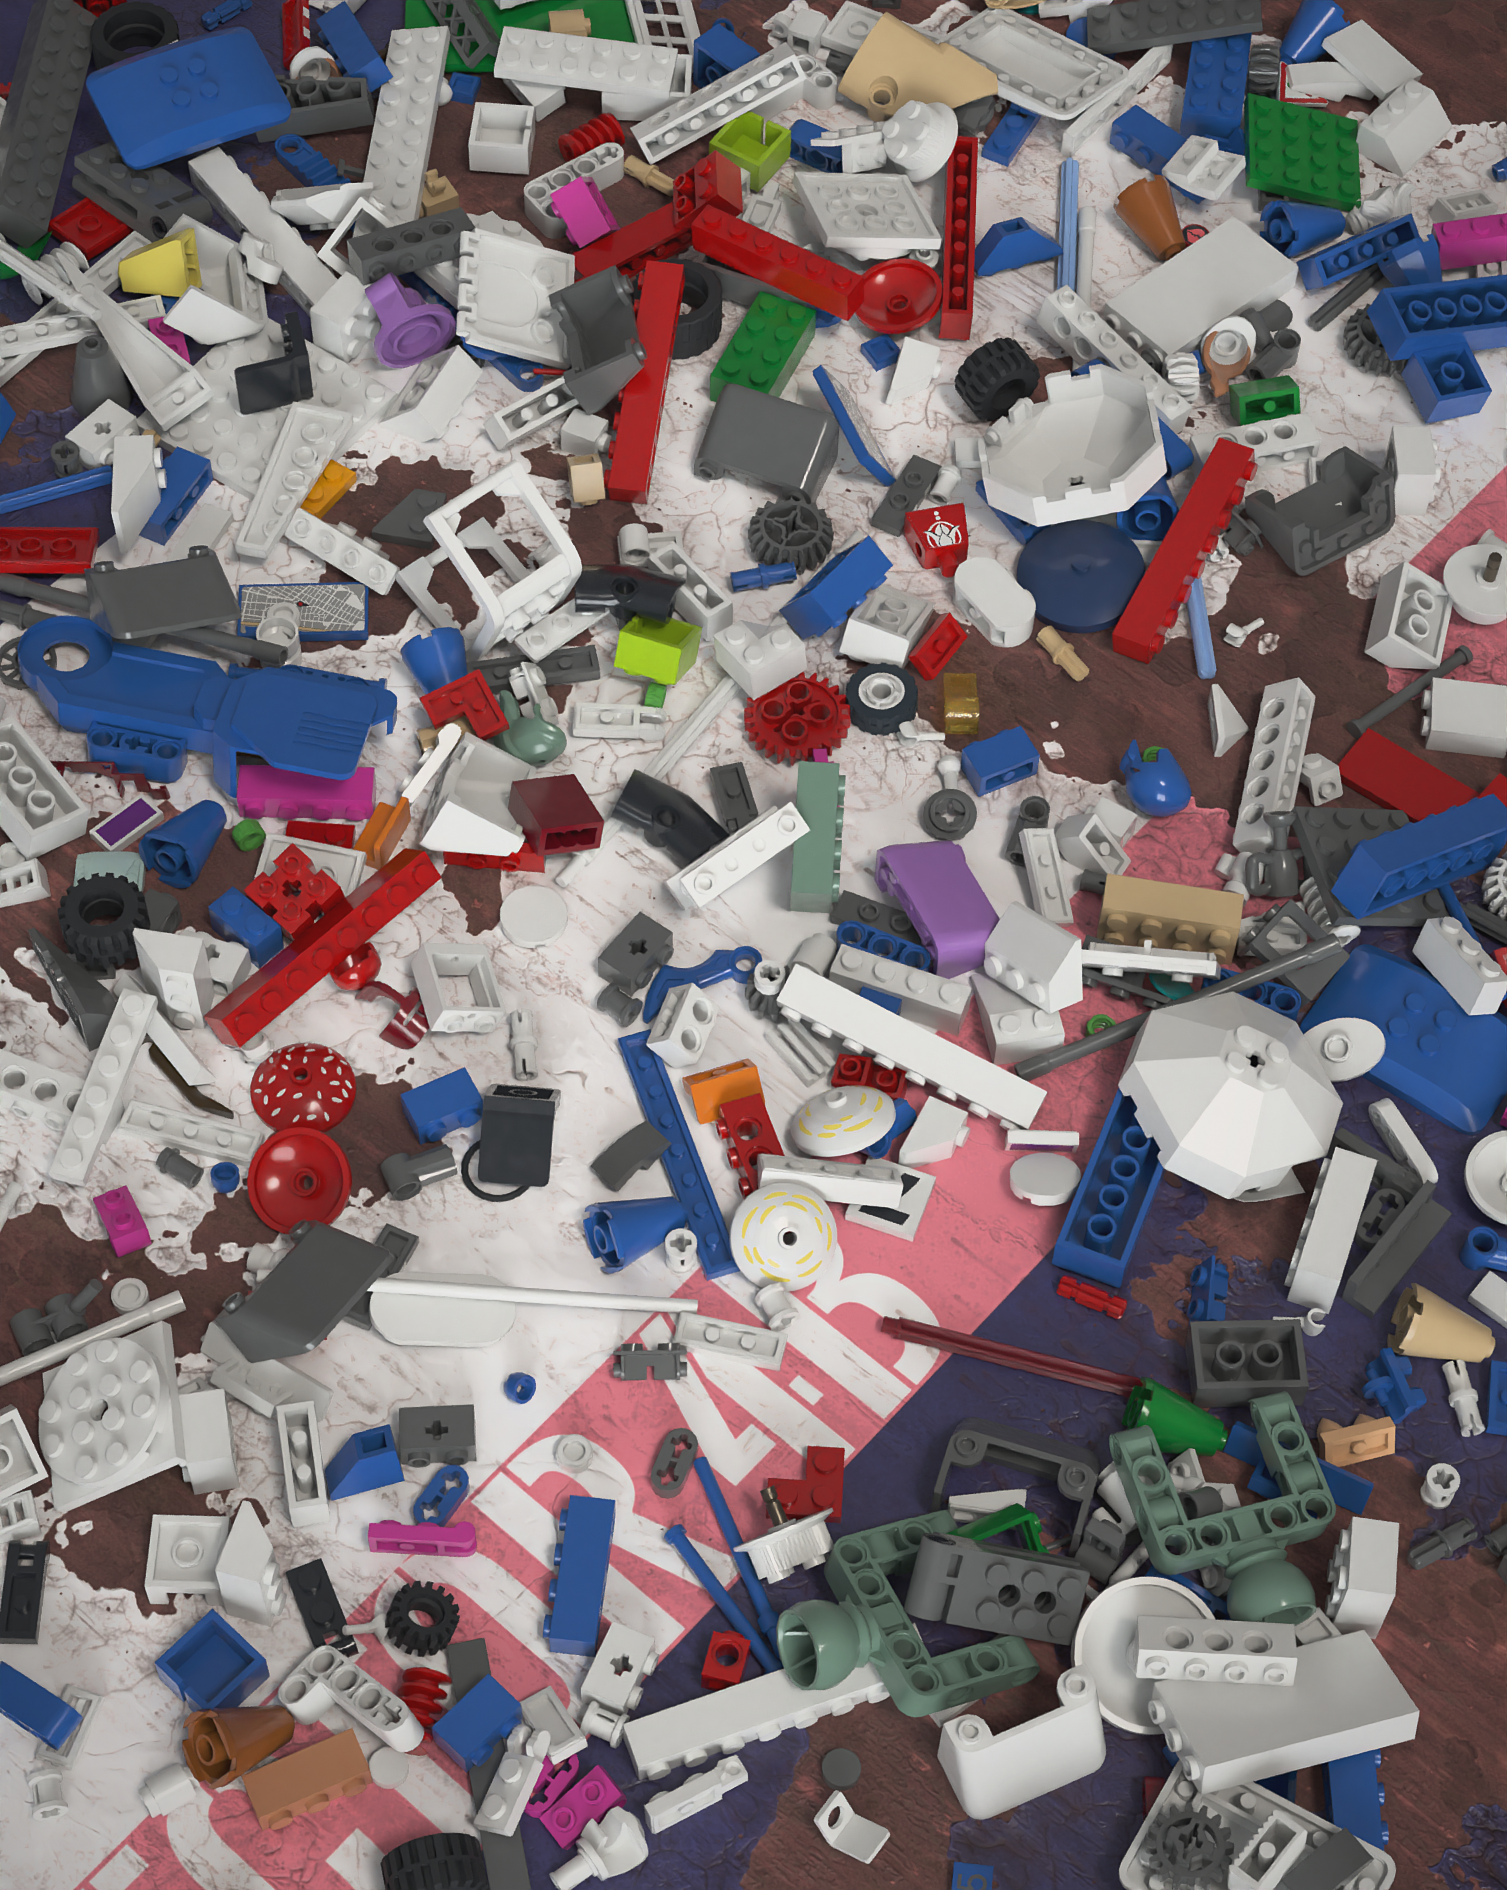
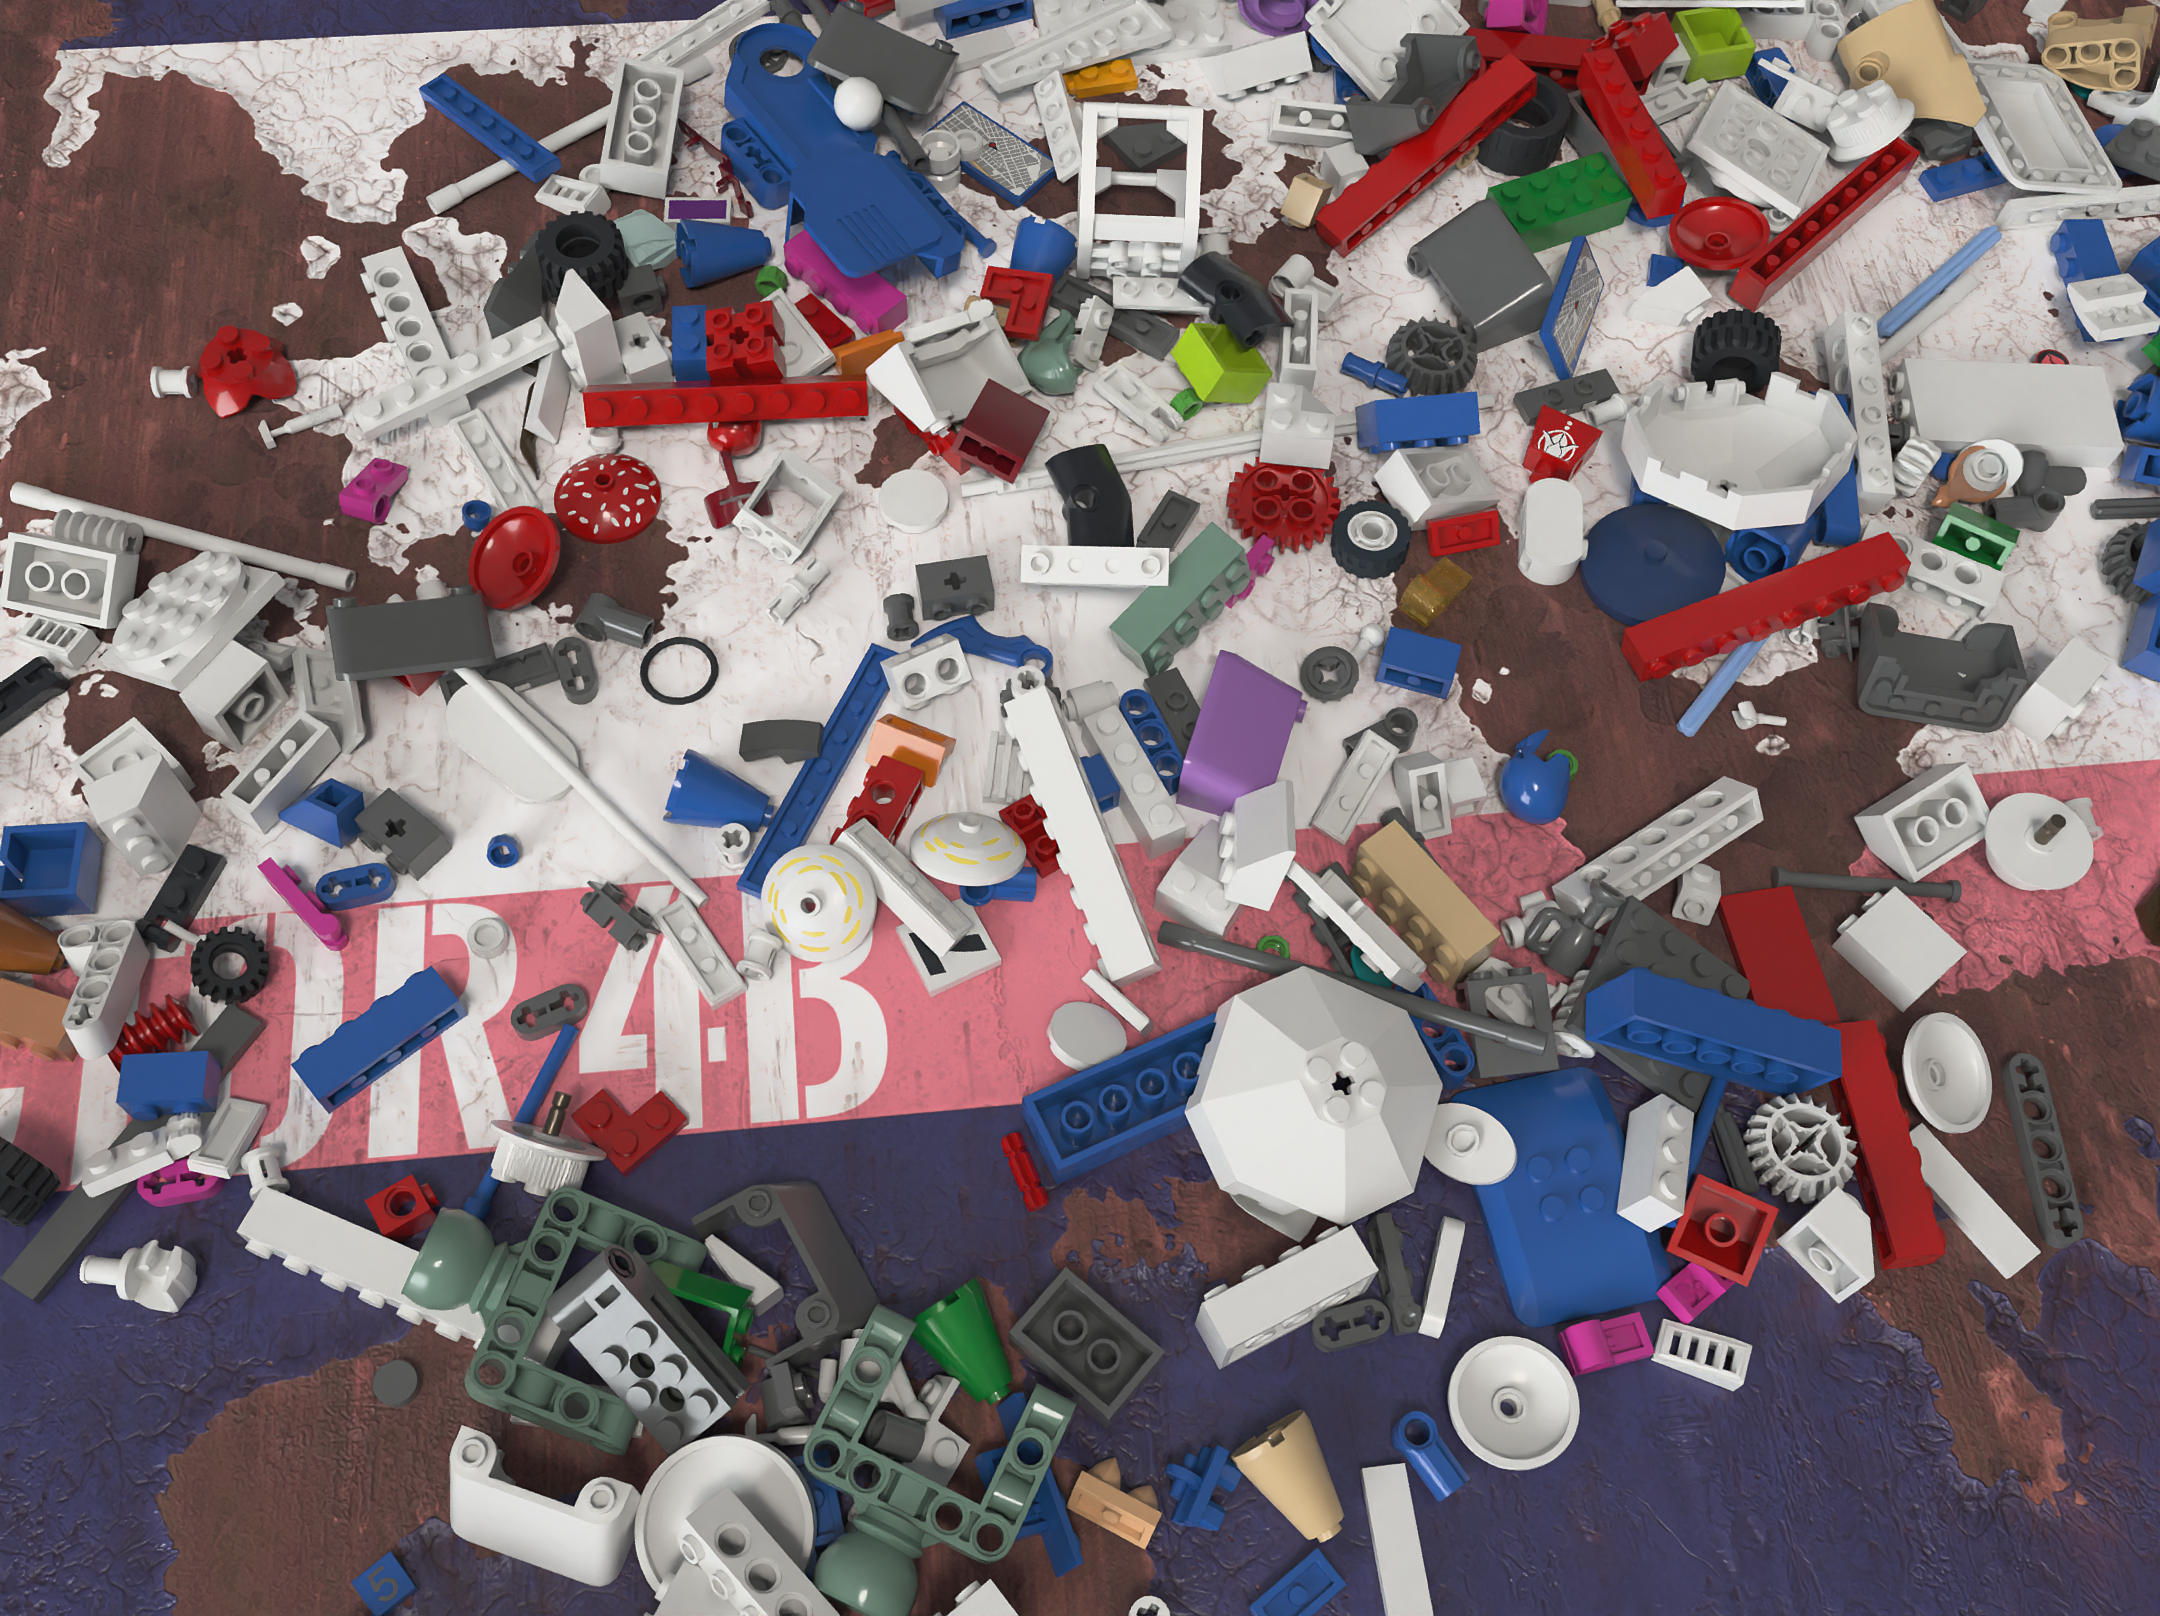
camera: 40 degrees right, 5 degrees up
(63, 1319) = (237, 522): dark grey beam -> none
(129, 1295) = (322, 548): white tile -> none
(184, 1170) = (455, 476): dark grey pin -> none
(188, 643) = (858, 103): none -> white hair
(389, 1767) = (87, 1069): white tile -> none
(428, 1223) = (569, 672): none -> dark grey beam
(442, 1106) = (684, 588): blue brick -> none
(517, 1134) = (708, 647): black piece -> none
(586, 1800) = (181, 1224): dark pink plate -> none
(619, 1650) = (300, 1137): white brick -> none
(677, 1537) = (466, 1144): blue bar -> none
(694, 1795) = (266, 1296): white hinge -> none
(851, 1832) = (342, 1446): white bracket -> none
(910, 737) = (1365, 588): white hand -> none
(934, 1134) = (1033, 922): white slope -> none
(1010, 1356) = (909, 1172): dark red piece -> none
(1012, 246) = (1868, 261): blue slope -> none
(1062, 653) = (1569, 617): tan axle -> none
(1152, 216) = (2025, 315): dark orange cone -> none
(1208, 1283) = (1134, 1248): blue hinge -> none
(1225, 721) = (1659, 781): white slope -> none
(1307, 1324) = (1183, 1354): white hand -> none
(1396, 1252) = (1334, 1368): dark grey fence -> none
(1463, 1398) = (1258, 1558): white pin -> none

